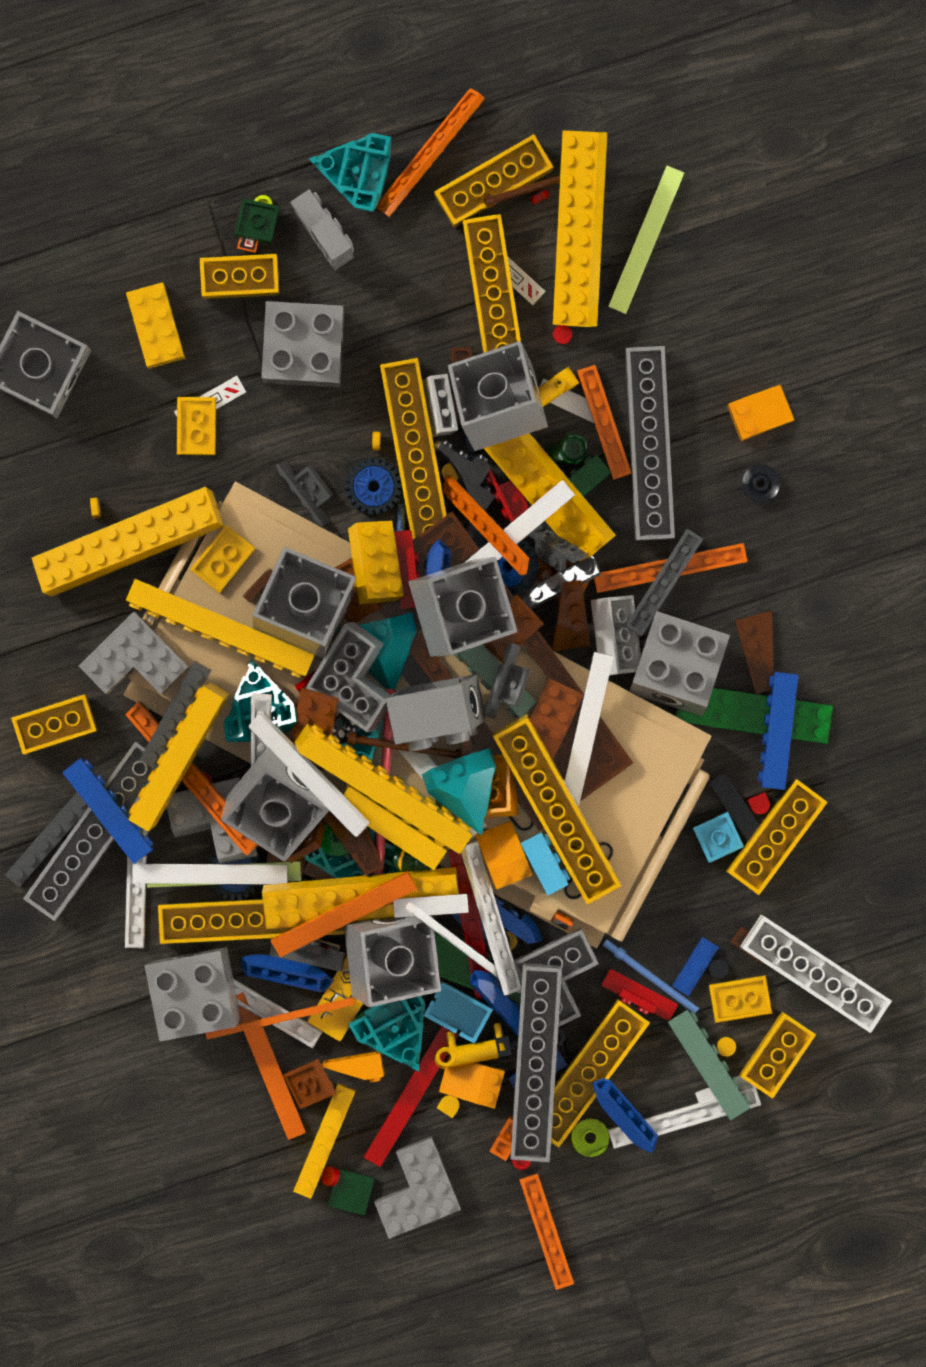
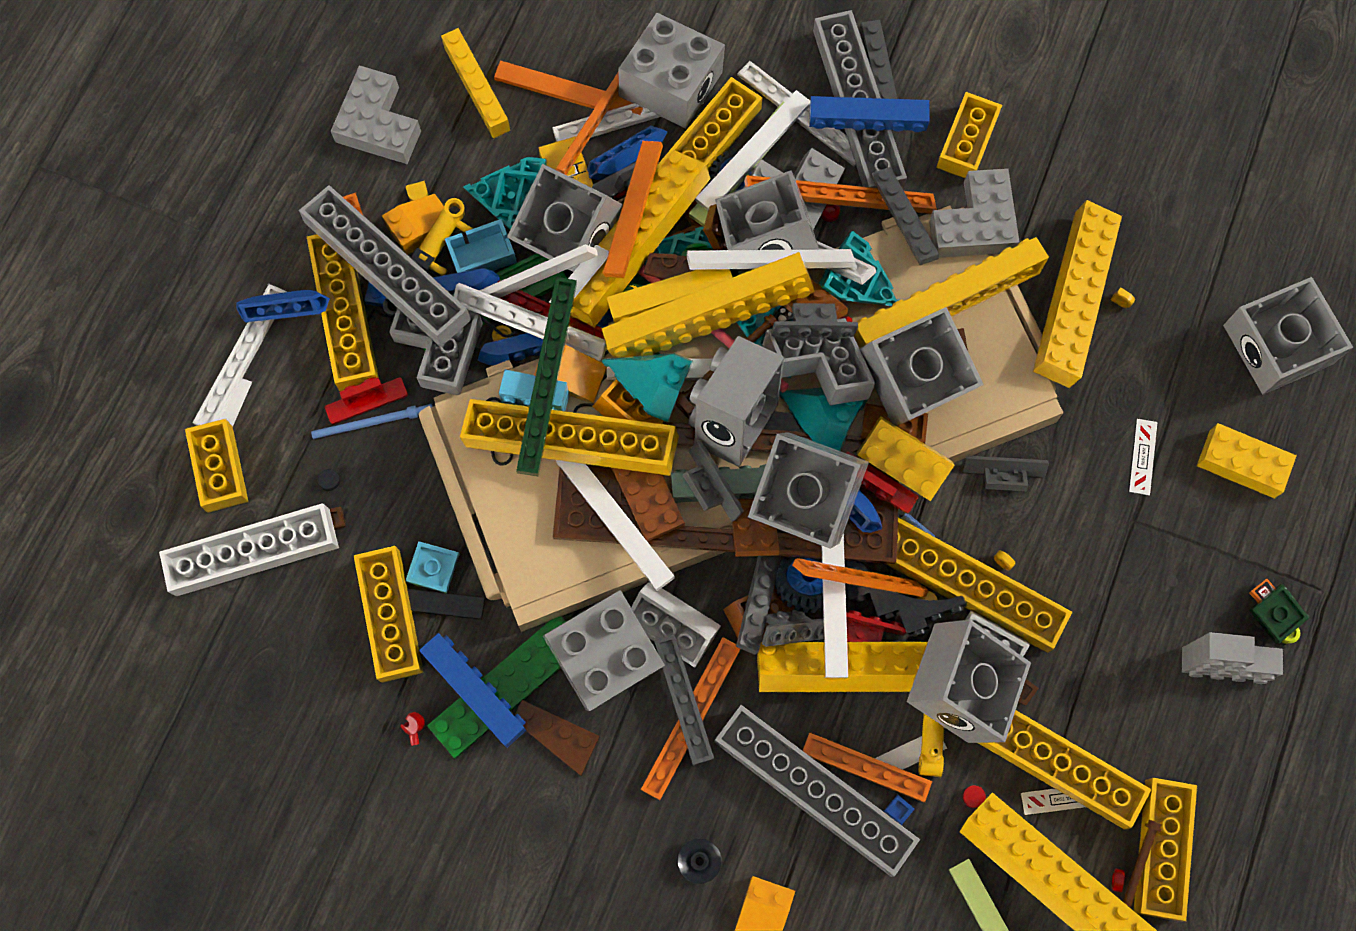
camera: 135 degrees right, 15 degrees down
(178, 758) = (870, 189): yellow brick -> none
(196, 425) = (1131, 429): yellow tile -> none
(223, 559) = (1004, 350): yellow tile -> none
(239, 276) = (1239, 560): yellow brick -> none
(303, 344) = (1140, 563): light grey brick -> none
(309, 1083) = (528, 99): dark orange plate -> none
(330, 1176) = (445, 67): red tile -> none
(333, 704) = (814, 321): none -> dark grey bracket
(351, 1192) = (420, 74): dark green tile -> none
(358, 169) = (1264, 737): teal wedge -> none
(361, 1066) = (508, 143): light orange slope -> none
(373, 471) = (969, 512): wheel -> none
(408, 1100) = (448, 162): red tile -> none
(429, 152) = (1233, 814): orange plate -> none
(528, 859) = (546, 377): none -> dark green plate
(546, 1231) = (254, 184): orange plate -> none
(562, 920) = (477, 380): orange slope -> none
(570, 449) = (866, 716): dark green hair -> none
(571, 618) = (719, 594): reddish brown wing -> none
(589, 475) = (829, 714): dark green brick -> none
(596, 1147) = (291, 264): lime tile -> none
(614, 378) = (899, 809): none -> blue tile
(695, 966) = (347, 463): blue plate -> none
(708, 1064) = (260, 405): sand green brick -> none
(726, 1046) = (263, 434): yellow tile -> none
(740, 999) = (289, 477): yellow tile -> none
(759, 803) = (429, 625): red tile -> none
(835, 753) = (414, 725): none -> red piece

